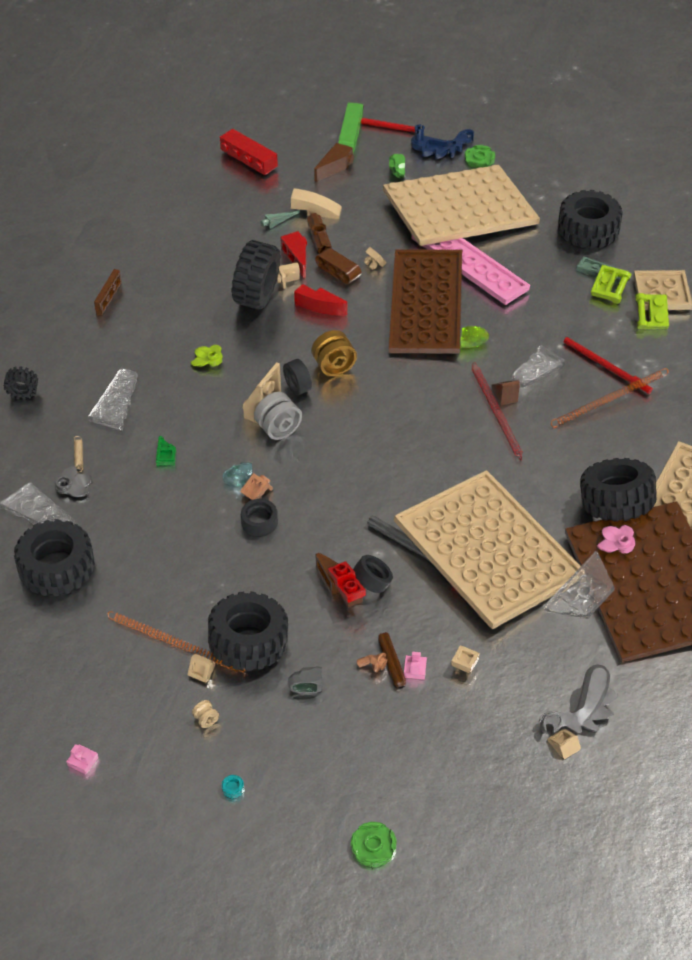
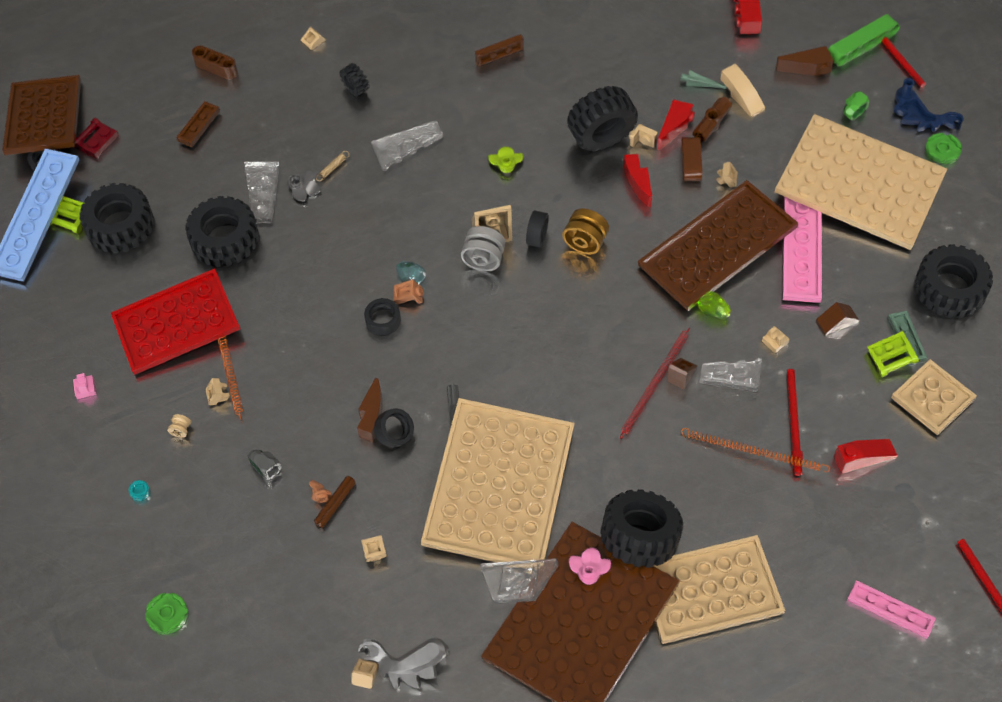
camera: 50 degrees right, 10 degrees up
(99, 649) = (174, 321): none -> red plate
(165, 453) = (386, 213): green tile -> none
(247, 650) = (270, 413): black tyre -> none
(346, 582) = (365, 417): red slope -> none
(415, 666) = (342, 522): bright pink tile -> none
(533, 330) = (775, 339): none -> tan tile
(551, 291) = (837, 318): none -> reddish brown slope
(657, 311) = (899, 412): lime plate -> none
(669, 352) = (863, 454): none -> red slope

